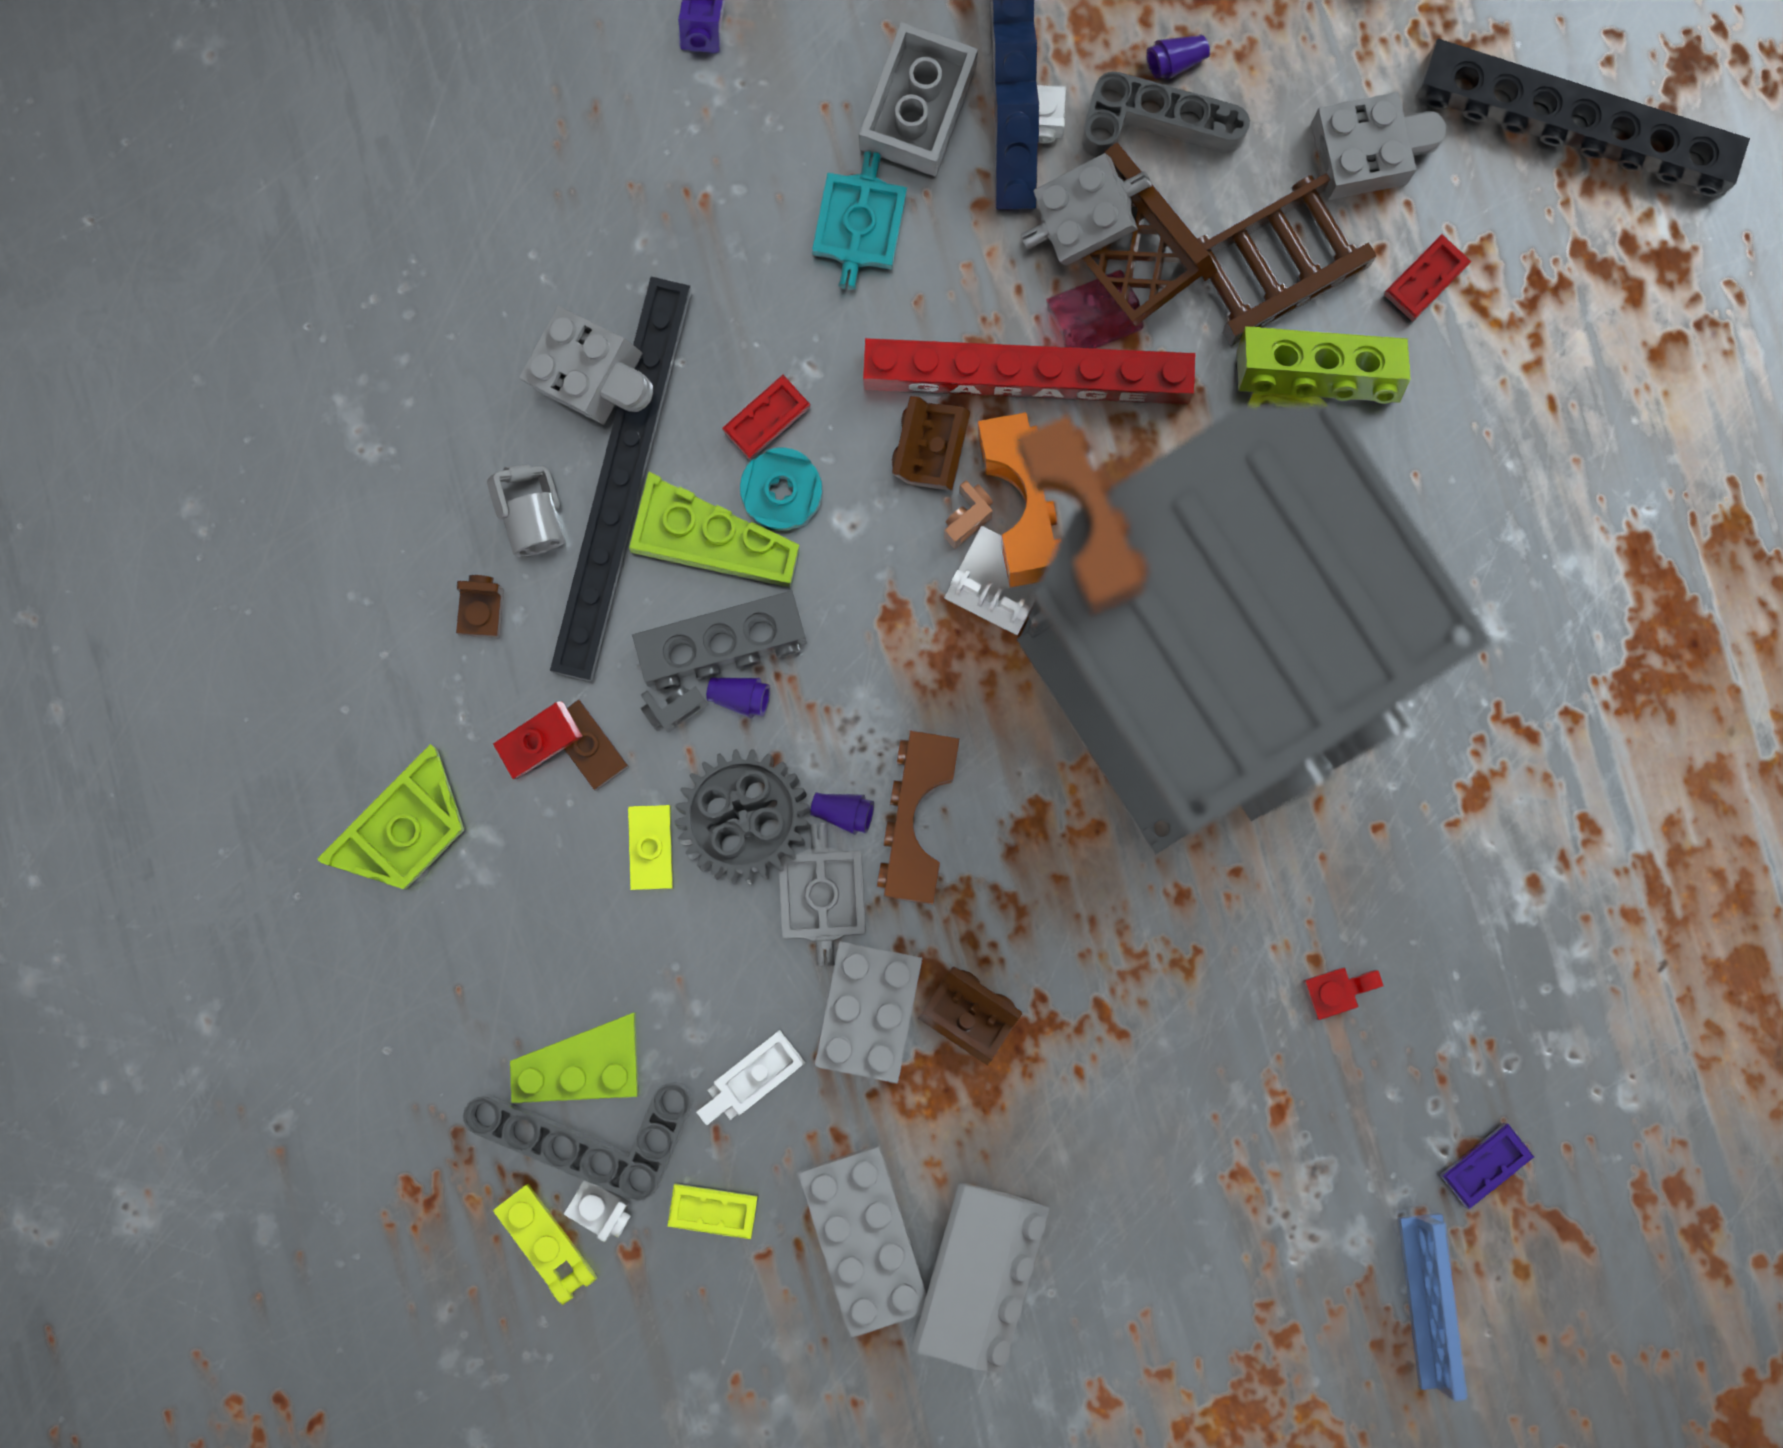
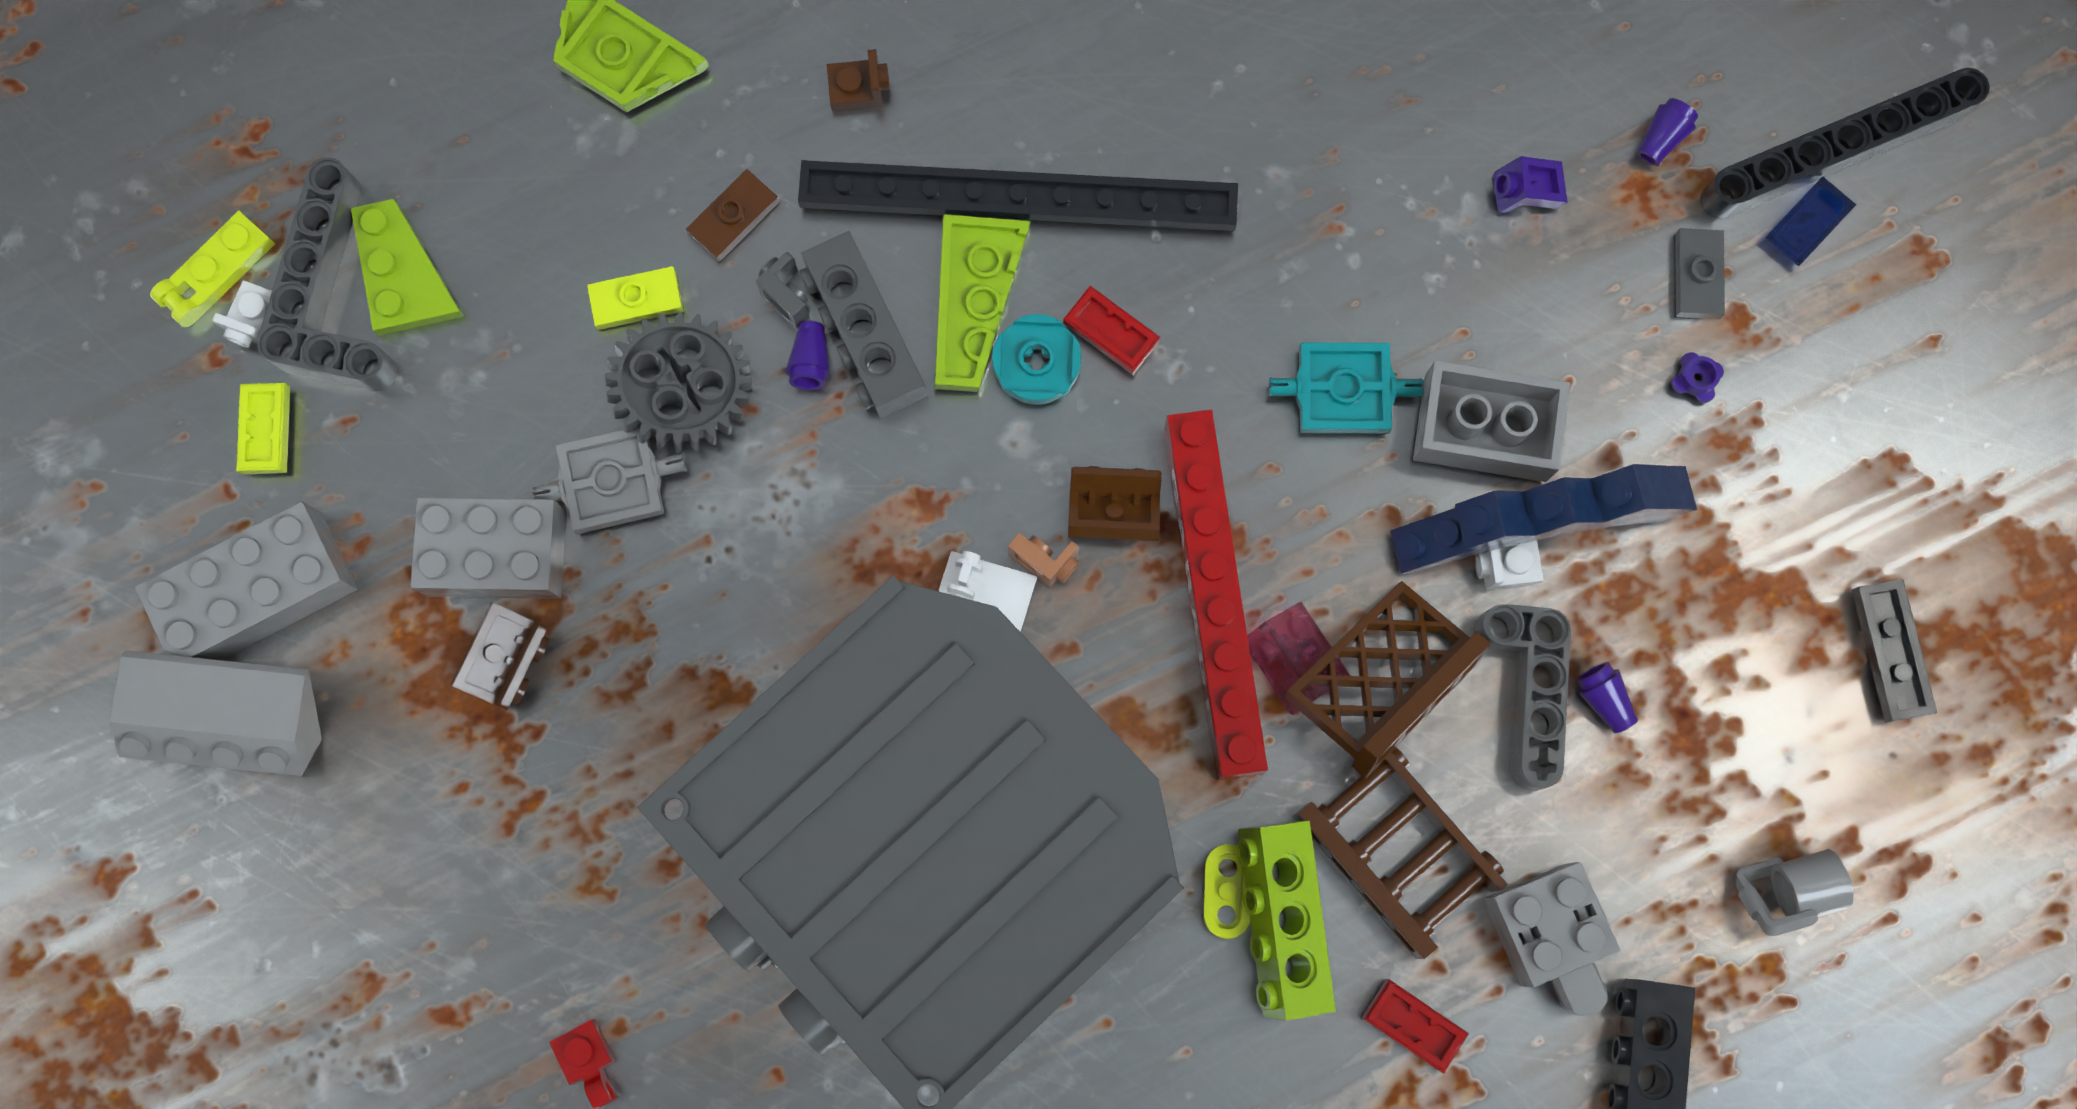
camera: 80 degrees right, 5 degrees down
(528, 519) = (955, 113): light grey piece -> none
(537, 740) = (727, 162): red plate -> none
(587, 368) = (1123, 132): light grey brick -> none
(752, 1078) = (406, 443): white hinge -> none
(845, 811) = (702, 487): dark purple cone -> none
(928, 764) = (649, 566): dark orange arch -> none
(1030, 543) = (1122, 589): orange arch -> none
(1059, 463) = (931, 648): dark orange arch -> none
(1085, 209) = (1406, 621): light grey plate -> none

